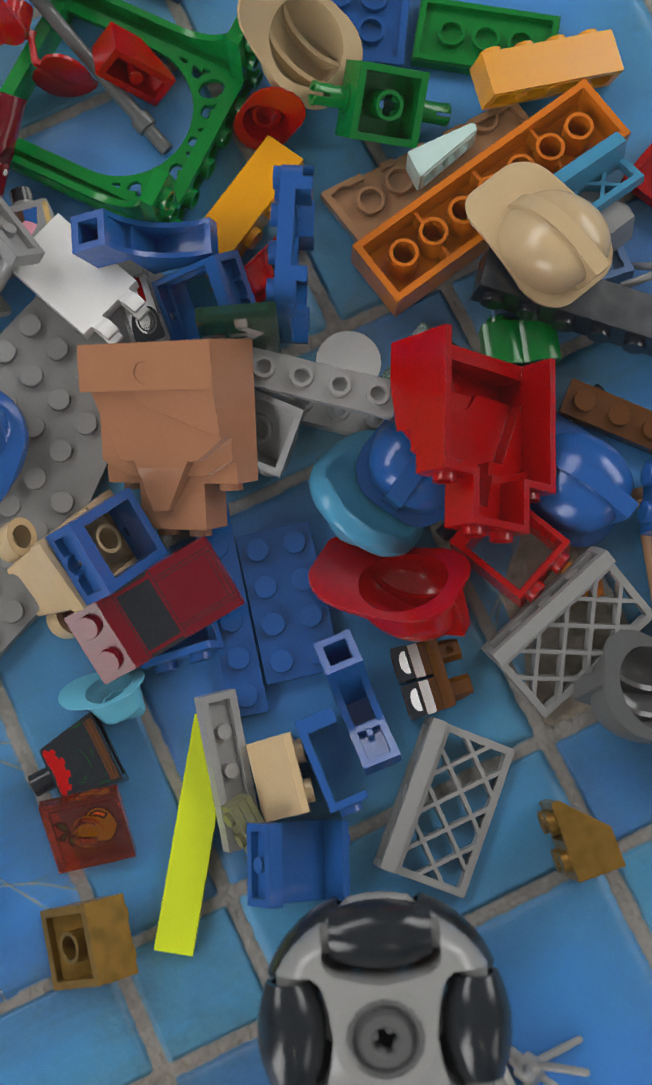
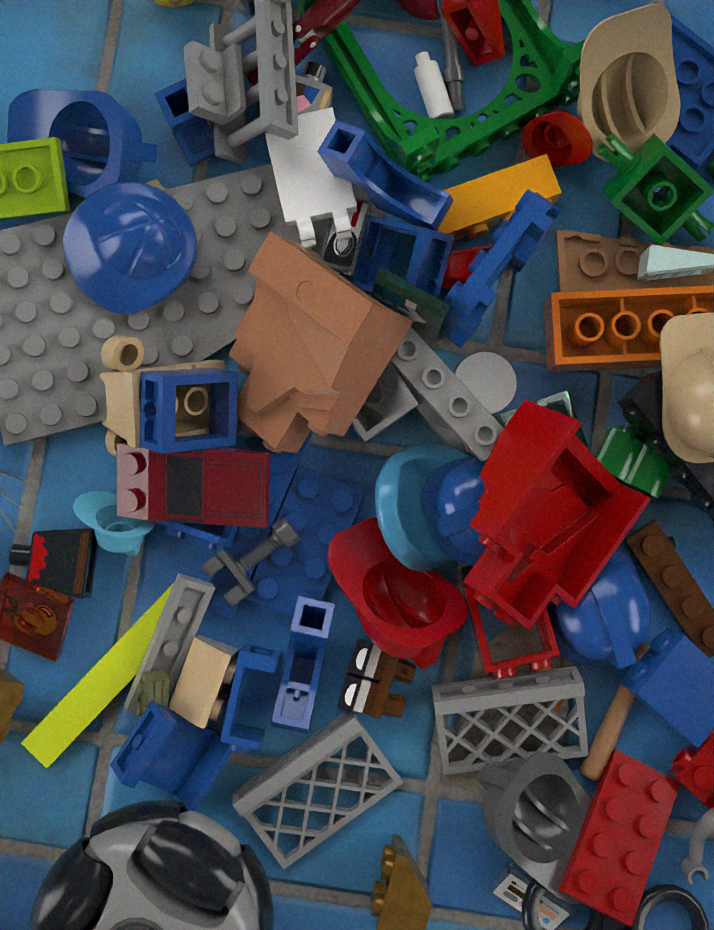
camera: 30 degrees right, 5 degrees up
(132, 144) = (432, 88): none -> white cylinder
(262, 602) = (282, 534): none -> dark grey bar

